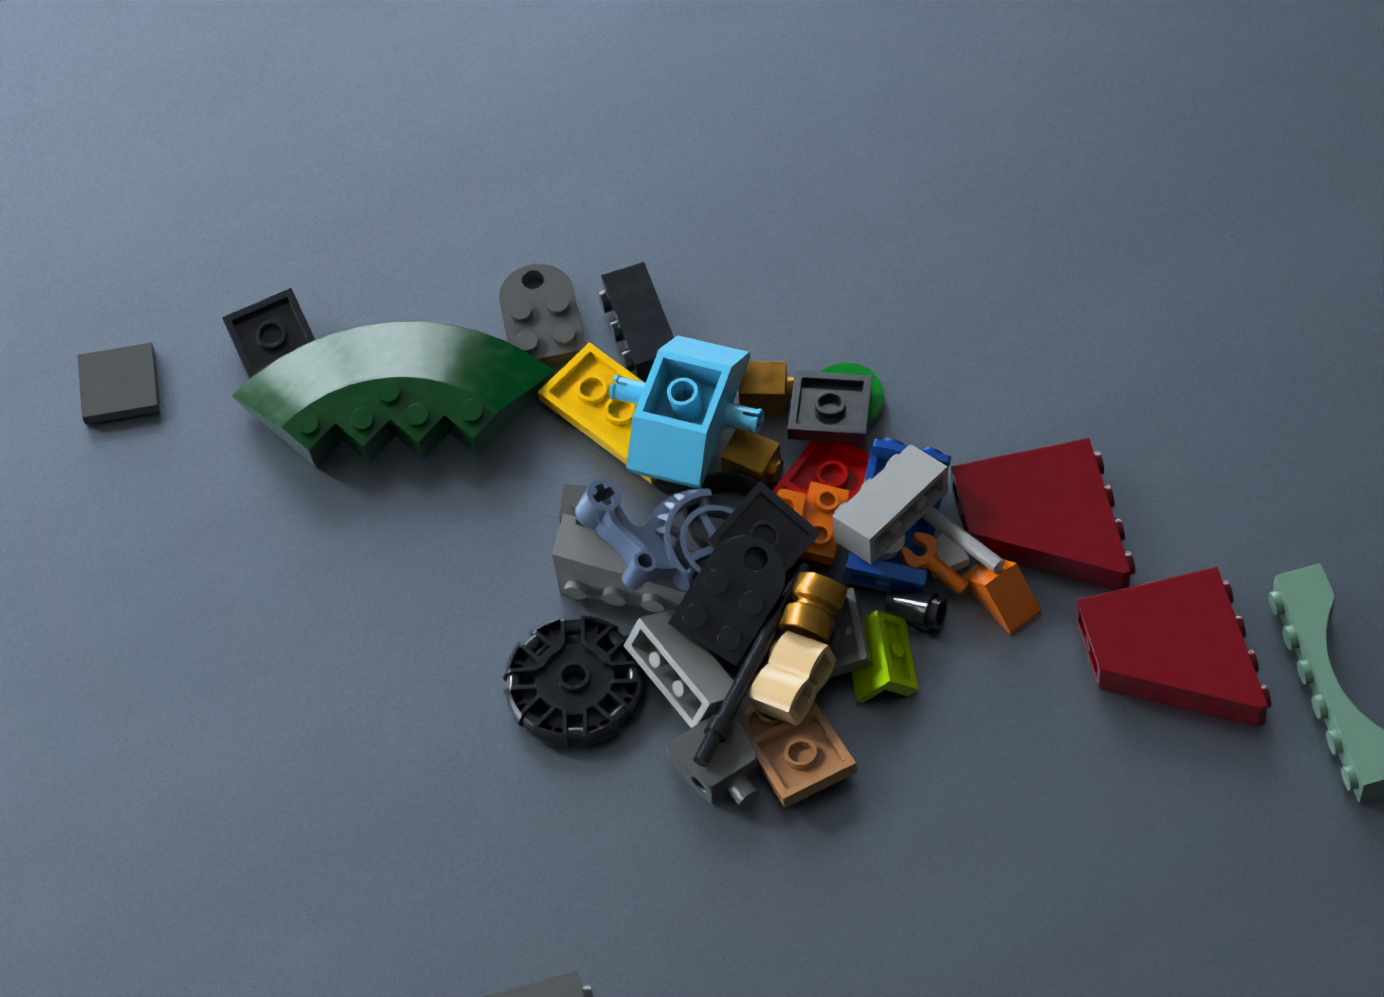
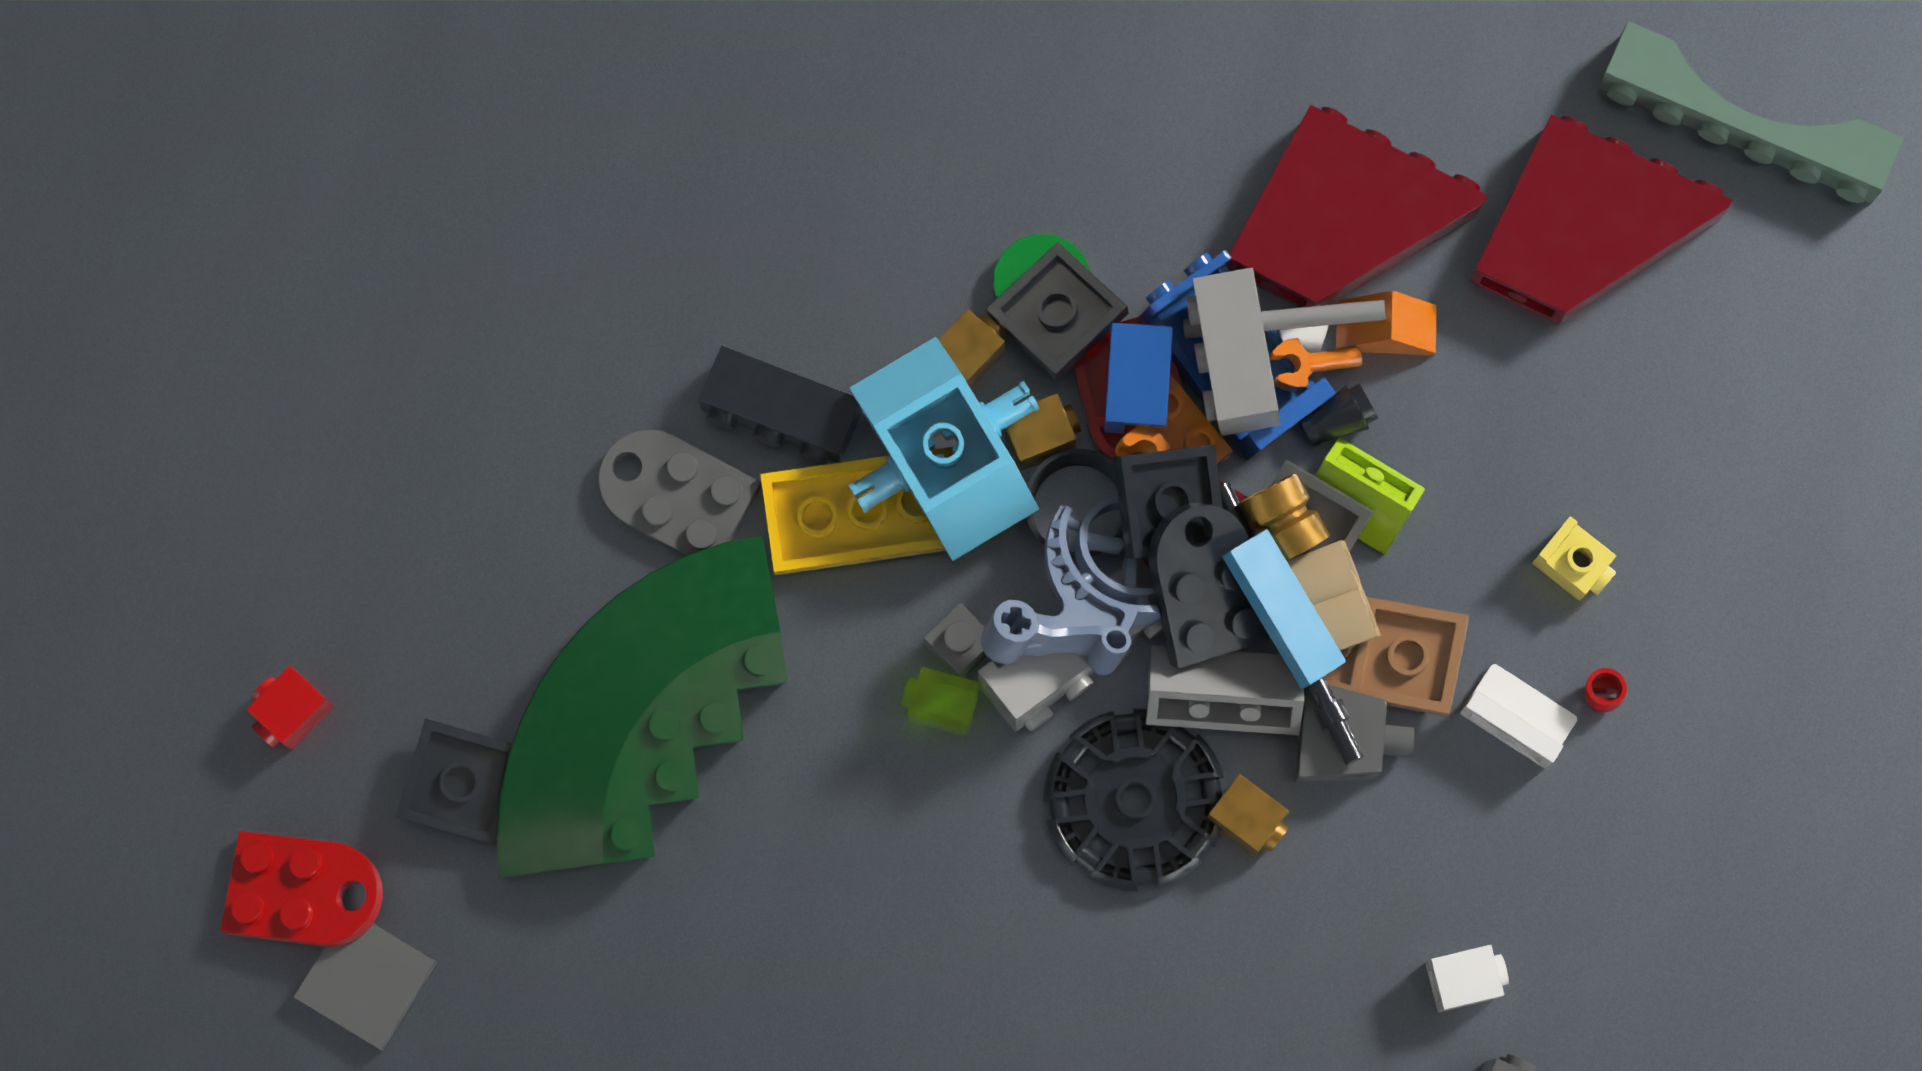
camera: 55 degrees left, 20 degrees up
(137, 309) = (296, 891): none -> red plate
(241, 229) = (287, 708): none -> red brick
(537, 532) = (941, 701): none -> clear neon green brick
(618, 744) = (1250, 816): none -> pearl gold brick
(626, 942) = (1467, 977): none -> white brick
(753, 643) = (1284, 609): none -> tile
(825, 851) = (1519, 716): none -> white panel
(826, 468) = (1137, 376): none -> blue panel
(891, 881) = (1605, 682): none -> red hinge
(952, 787) = (1558, 562): none -> light yellow brick

